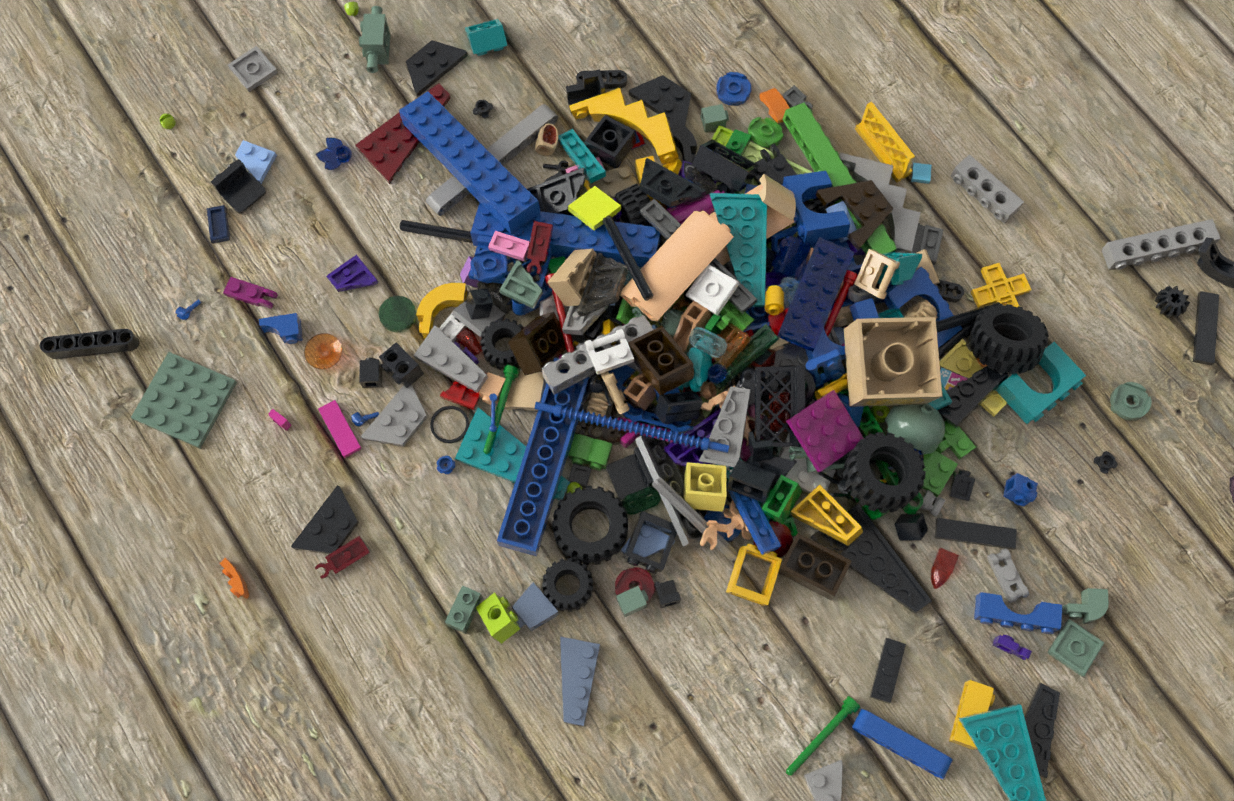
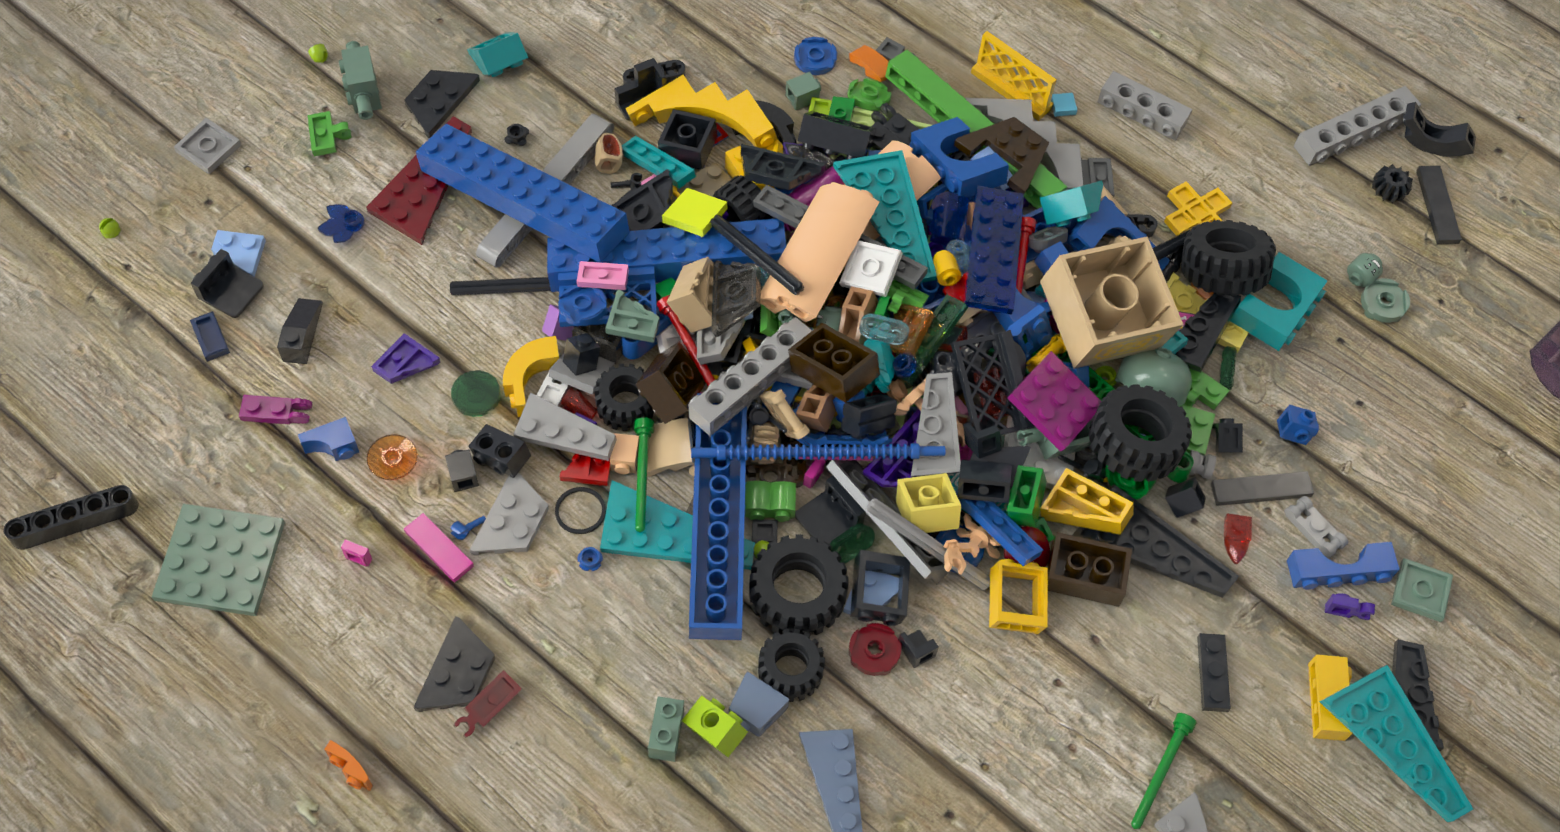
camera: 20 degrees left, 10 degrees down
(185, 313) = (192, 453): blue hand -> none
(282, 234) = (299, 331): none -> black slope
(339, 76) = (324, 133): none -> bright green plate
(493, 397) = (631, 461): blue hinge -> none
(539, 245) = (640, 266): dark red plate -> none
(611, 357) = (771, 372): white plate -> none
(632, 601) = (879, 663): sand green brick -> none
(664, 96) = (734, 78): black wing -> none
(777, 197) = (915, 150): tan slope -> none
(871, 271) = (1051, 210): tan plate -> none
(902, 743) = (1261, 753): blue beam -> none
(981, 427) = (1228, 367): none -> clear green axle
(1093, 605) = (1424, 537): sand green brick -> none
(1109, 458) = (1384, 369): black plate -> none
(1122, 371) = (1365, 269): none -> sand green head

